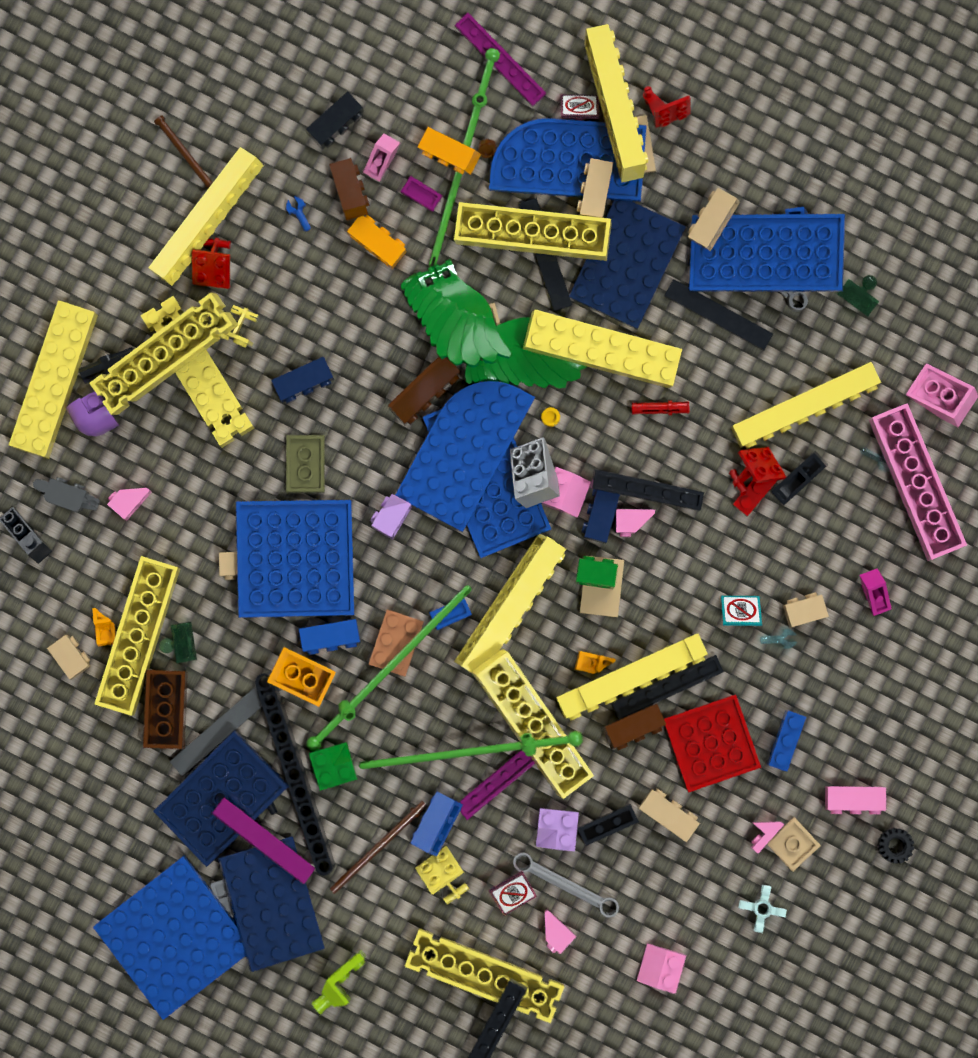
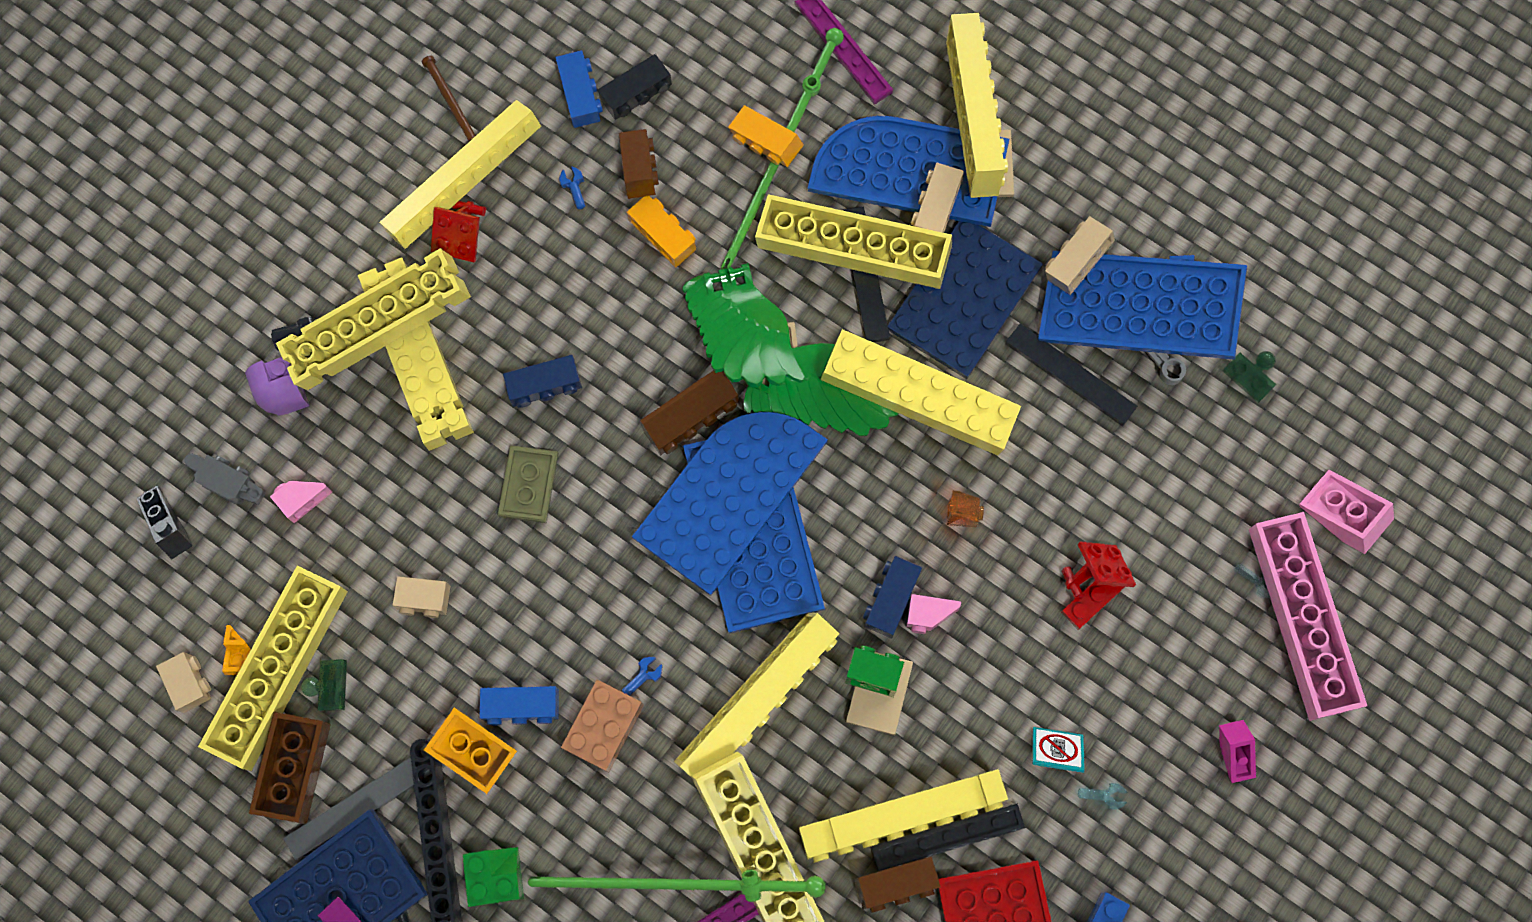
camera: 15 degrees right, 10 degrees down
(53, 379) = (237, 339): light yellow brick -> none
(244, 313) = (470, 316): light yellow plate -> none
(289, 128) = (579, 88): none -> blue brick
(294, 558) = (491, 598): blue plate -> none
(347, 709) = (523, 801): bright green bar -> none
(381, 157) = (683, 134): bright pink slope -> none
(391, 516) = (622, 562): lavender slope -> none
(419, 601) = (643, 676): none -> blue bar
(421, 194) = (725, 185): magenta tile -> none
(458, 613) = (679, 699): blue tile -> none
(487, 148) = (812, 141): reddish brown tile -> none
(533, 473) = (811, 533): light grey slope -> none
(550, 417) = (843, 469): yellow tile -> none
(572, 493) = (850, 564): bright pink slope -> none
(579, 106) = (930, 108): piece -> none
(591, 662) = (853, 790): light orange slope -> none
(647, 490) = (954, 575): black tile -> none
(648, 437) = (964, 510): none -> clear orange slope
(660, 408) = (984, 477): red pin -> none
(666, 113) = (1040, 125): red plate -> none
(799, 478) = (1152, 589): black slope -> none
(805, 405) = (1170, 499): light yellow brick -> none
(806, 610) = (1142, 762): tan brick -> none

